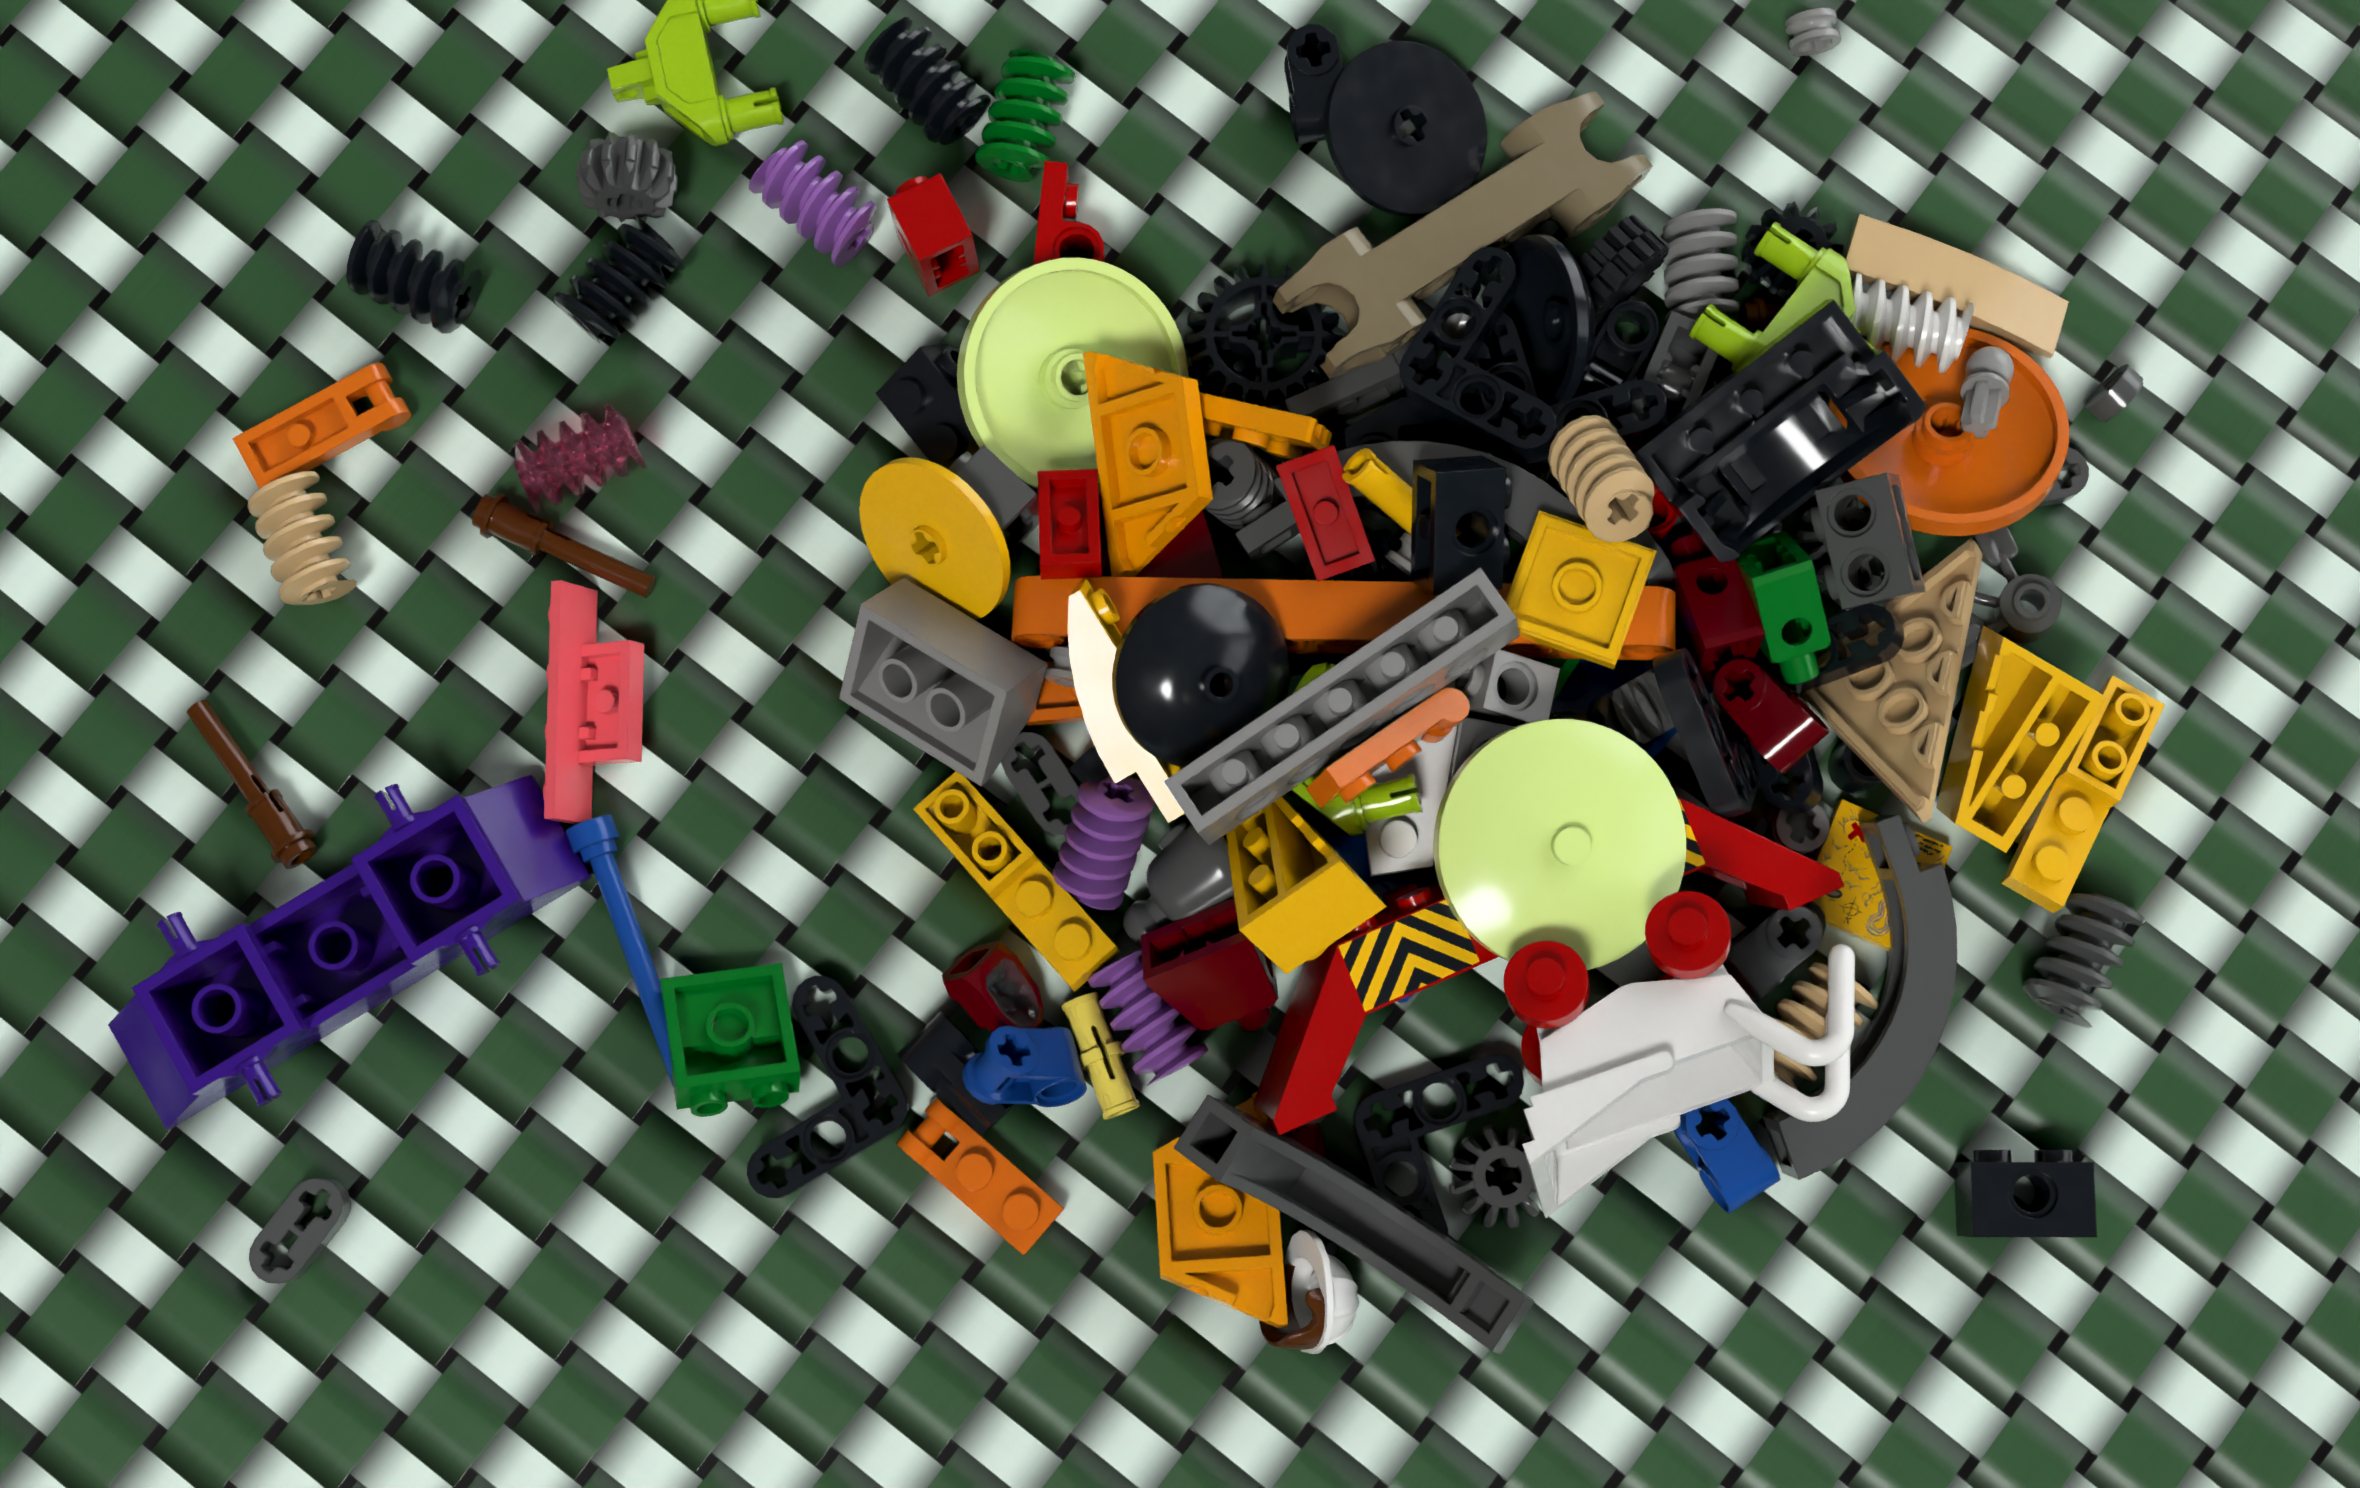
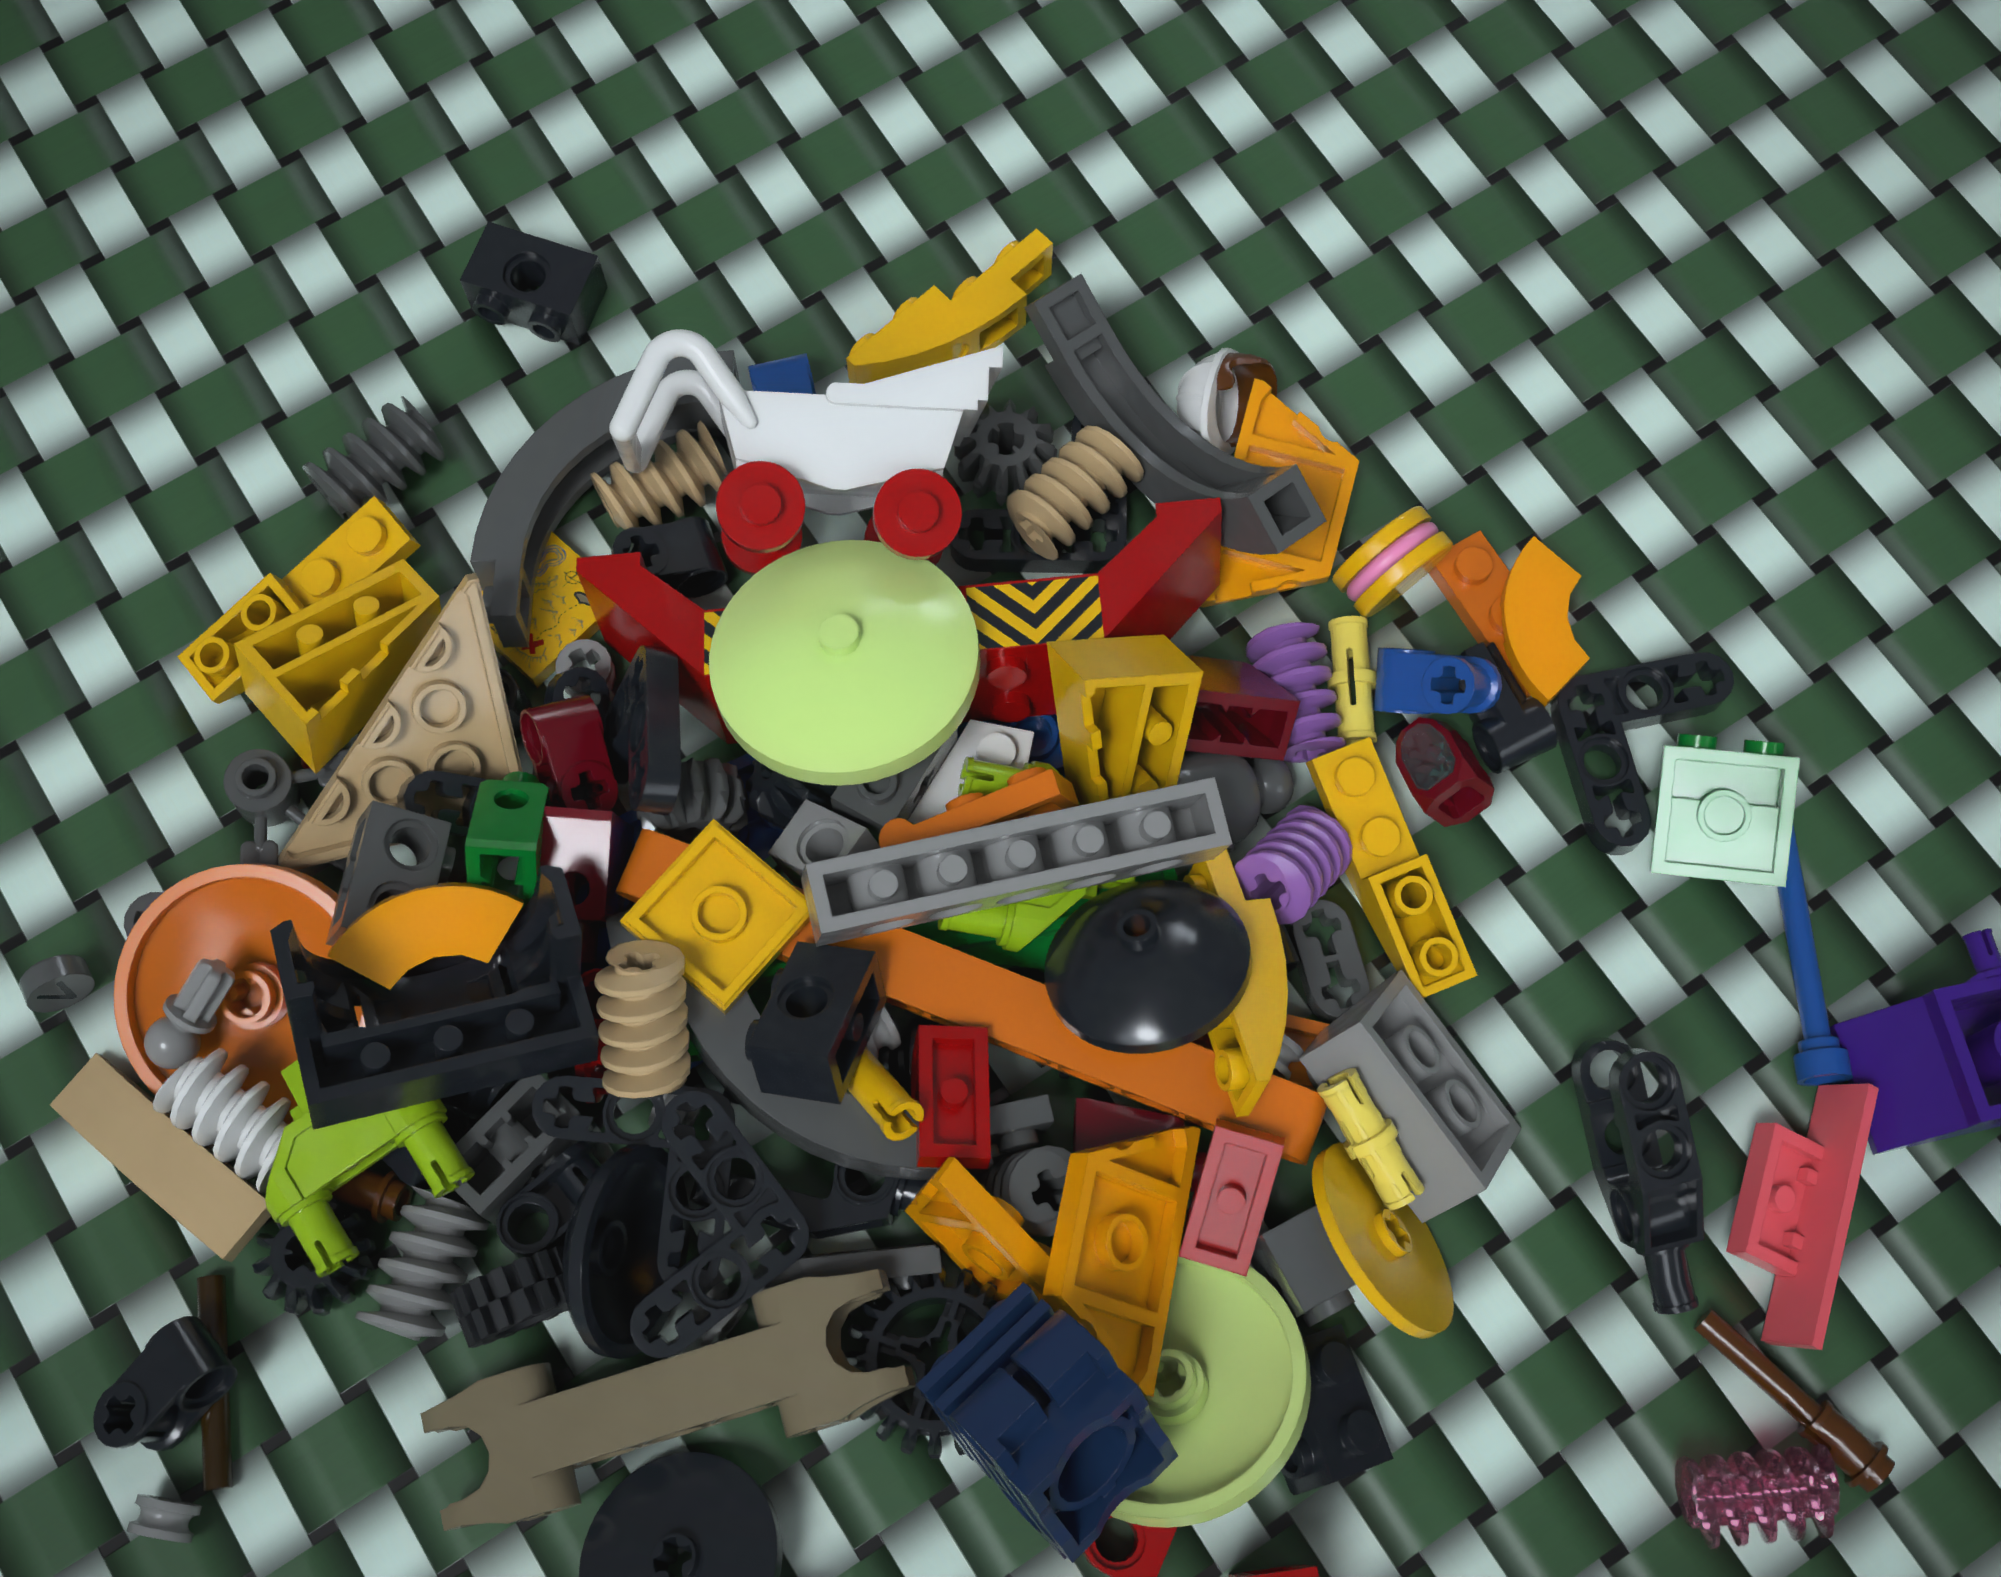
camera: 160 degrees left, 10 degrees down
(732, 683) = (1650, 1203): none -> black piece
(947, 1165) = (1537, 622): none -> light orange tile
(968, 613) = (1370, 1139): none -> light yellow pin
(1098, 1177) = (1392, 561): none -> yellow head
(1163, 286) = (1048, 1418): none -> dark blue piece
(1420, 1140) = (1070, 486): none -> tan piece
(1613, 1280) = (976, 319): none -> yellow slope
(1817, 498) = (426, 925): none -> light orange tile
(1825, 141) = (217, 1419): none -> dark brown bar
(1858, 114) = (165, 1388): none -> black piece

